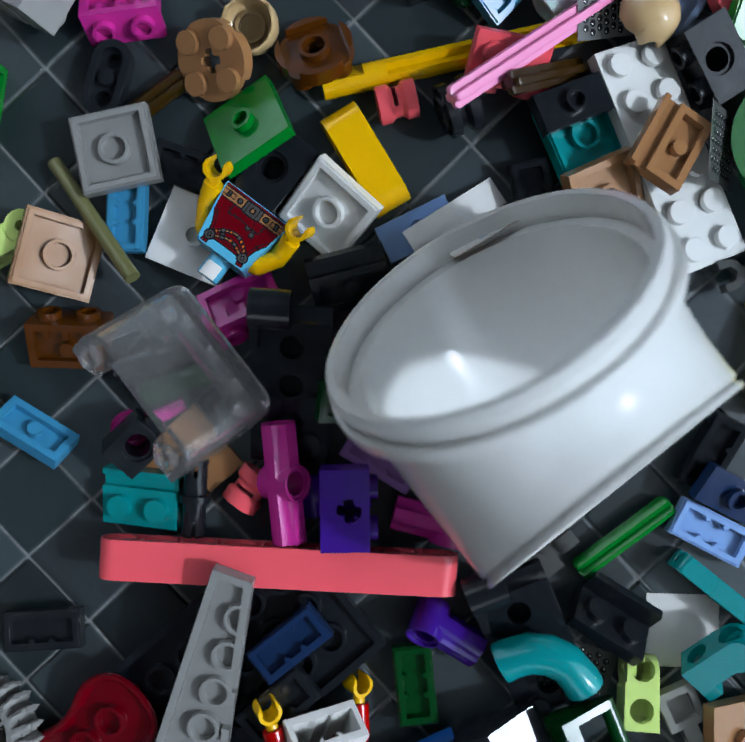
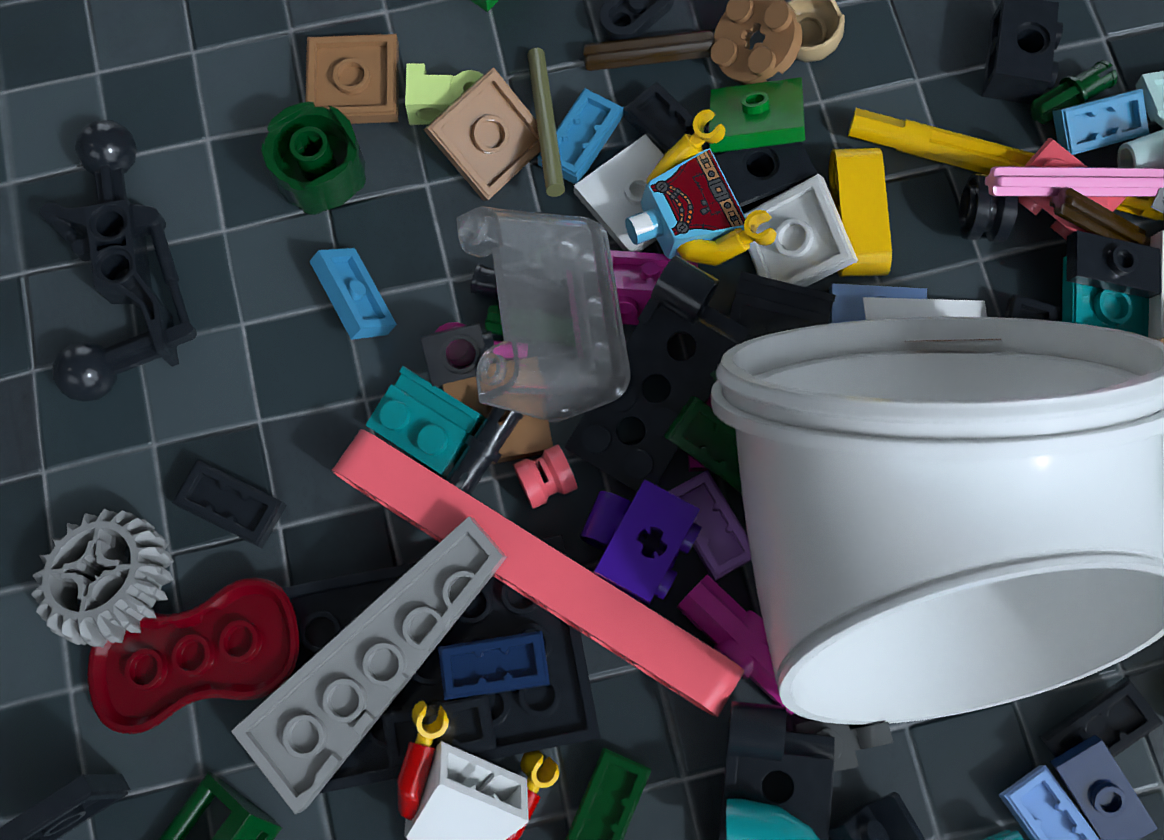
camera: 30 degrees right, 15 degrees down
(55, 332) = (430, 220): reddish brown bracket -> none
(115, 149) = (608, 69): light grey tile -> none
(283, 482) = (592, 481): dark pink piece -> none
(315, 69) = (863, 84): reddish brown plate -> none
(405, 98) = (924, 173): coral wheel -> none
(436, 627) = (668, 748): dark purple piece -> none
(623, 536) = (946, 775): green axle -> none

